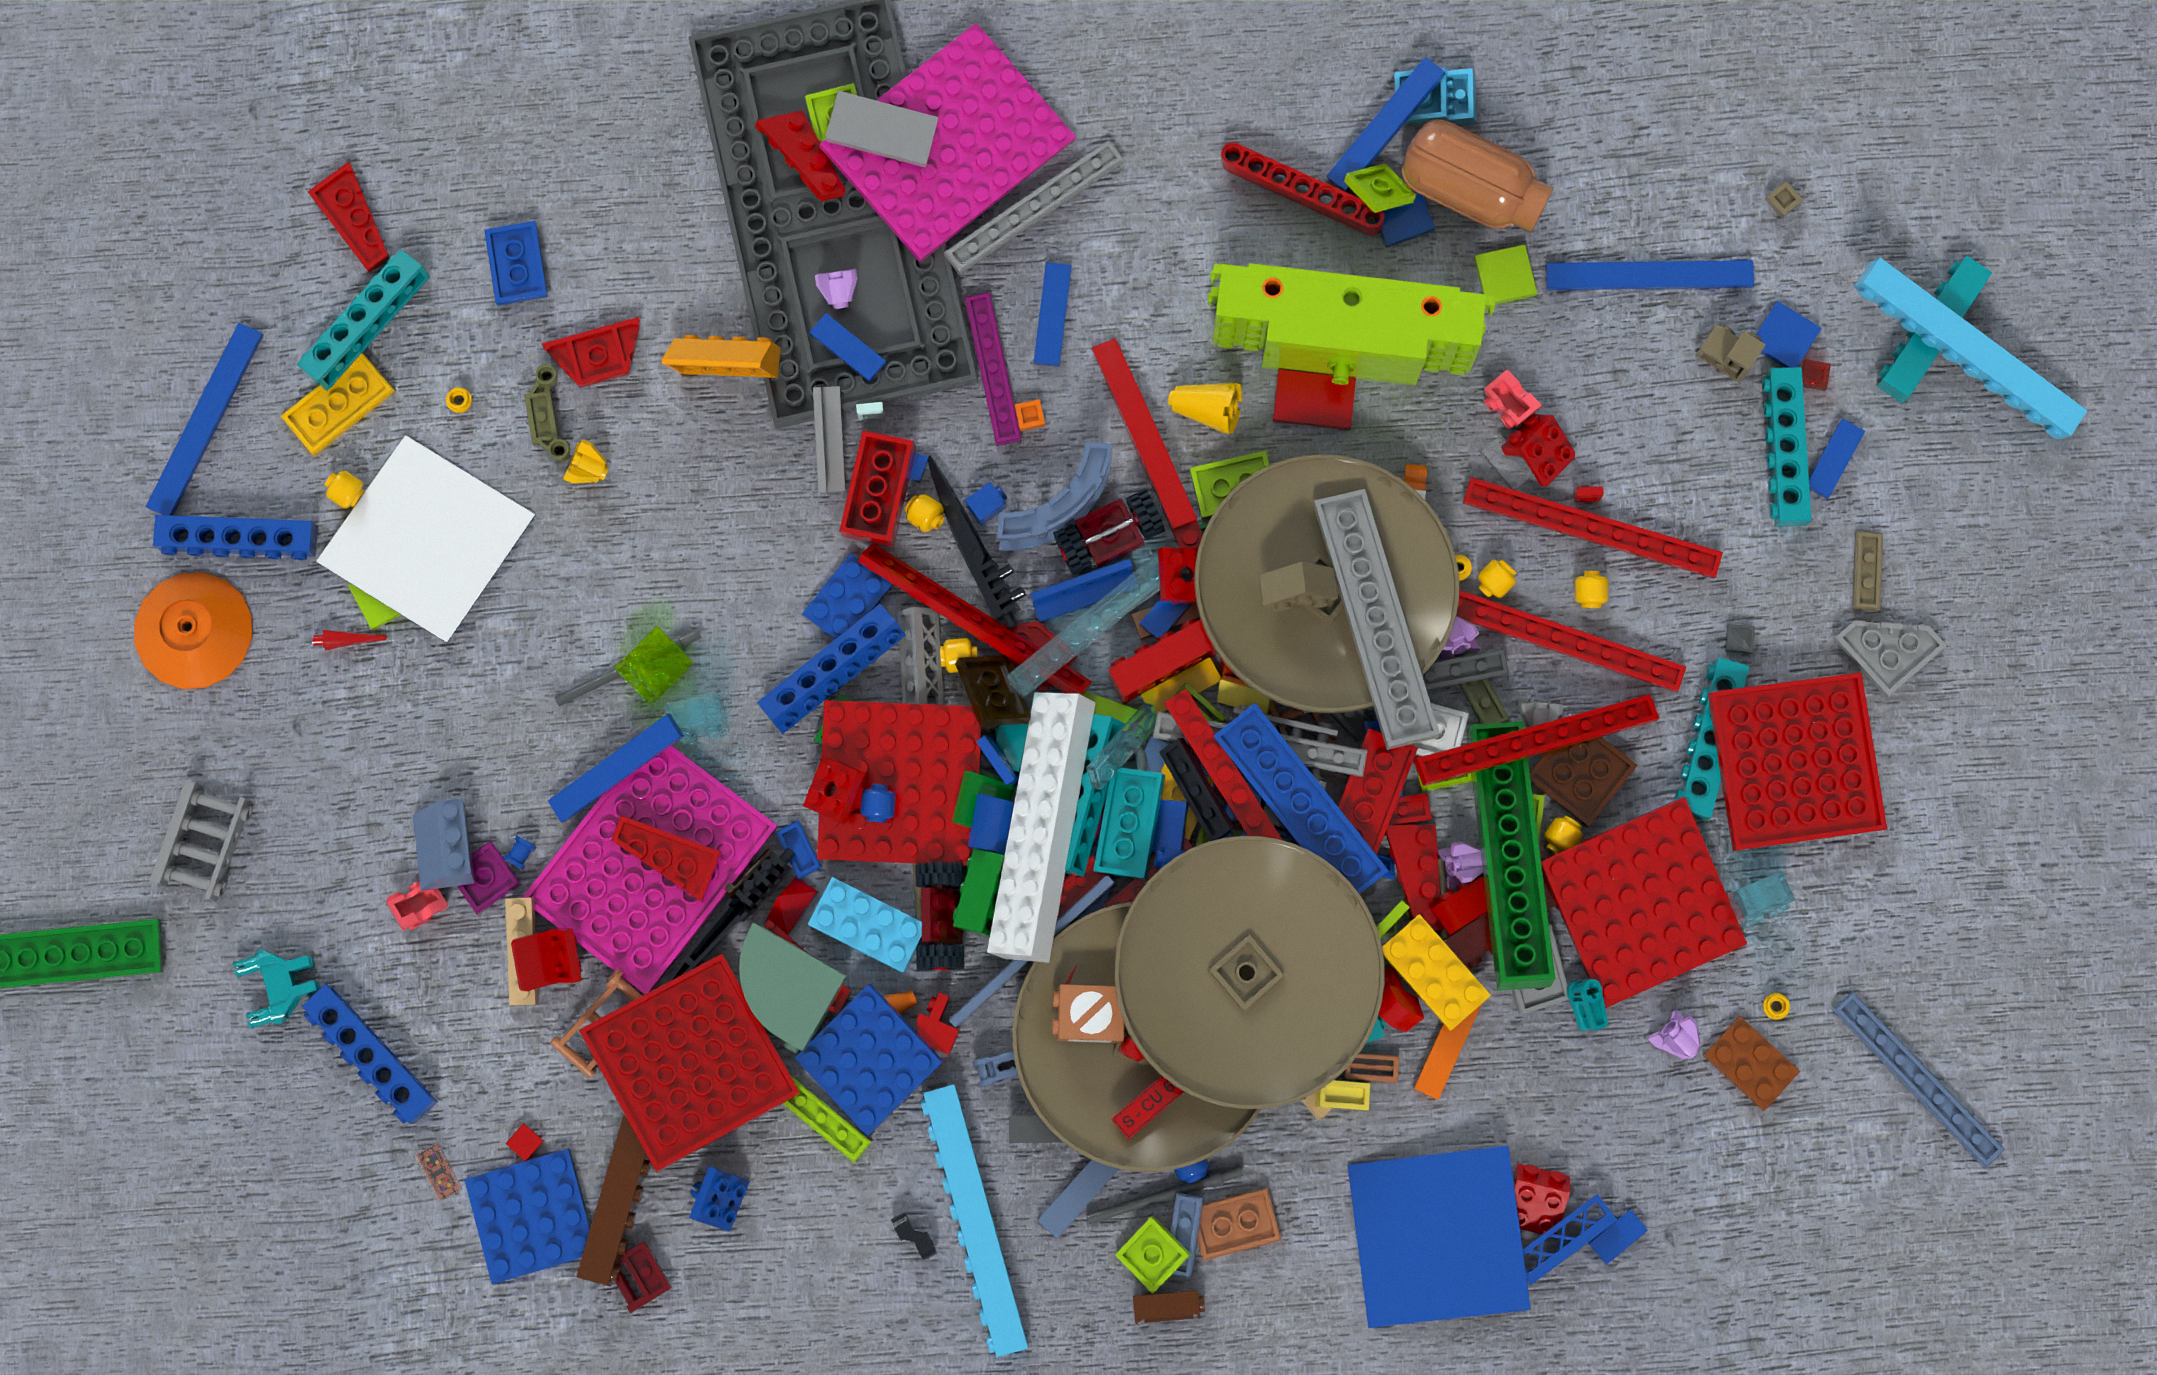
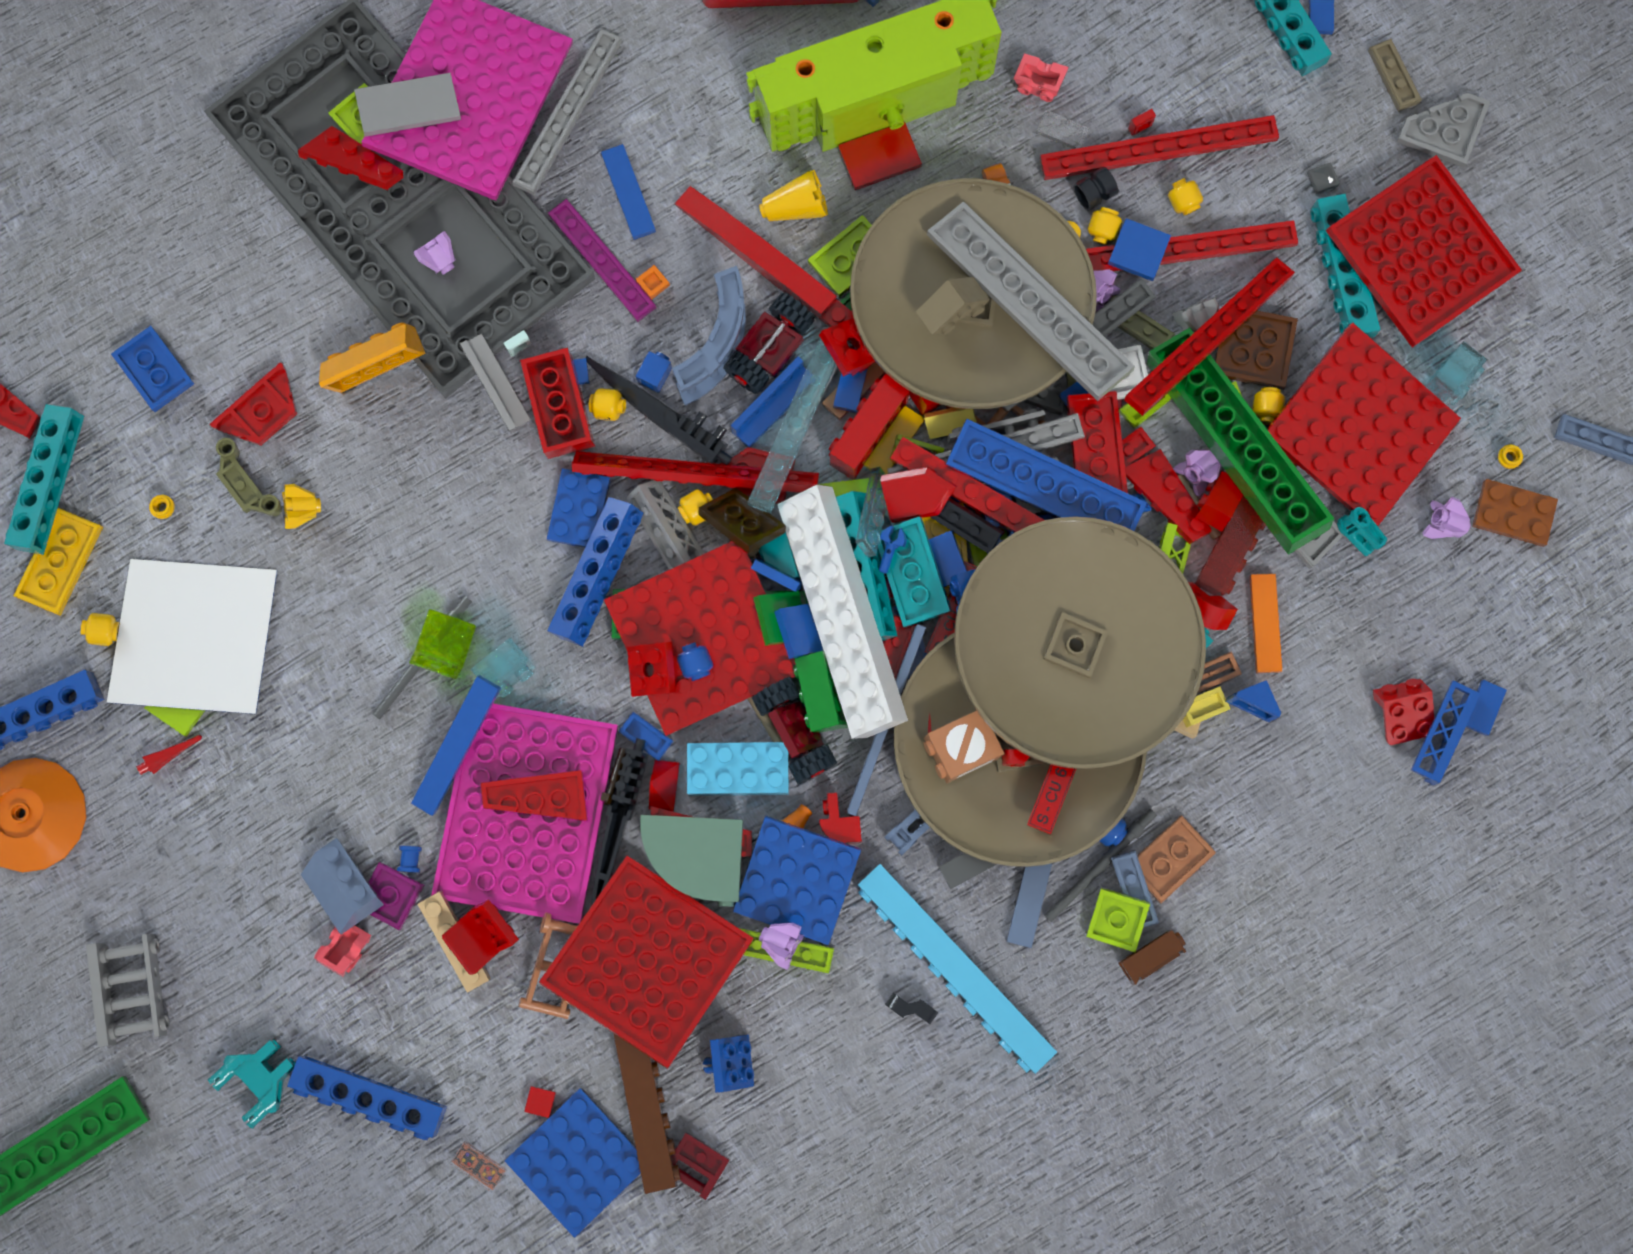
camera: 30 degrees left, 0 degrees up
(823, 1110) = (781, 942): none -> lavender brick
(847, 347) = (471, 299): blue tile -> none
(1120, 788) = (890, 547): none -> blue bar
(1169, 749) = (915, 493): none -> red tile
(1397, 1115) = (1257, 701): none -> blue slope
(1434, 972) = (1227, 567): yellow plate -> none
(1438, 1237) = (1343, 782): blue piece -> none
(1507, 537) = (1094, 189): none -> black wheel
(1516, 619) = (1139, 249): none -> blue tile
(1542, 447) = (1085, 99): red bracket -> none

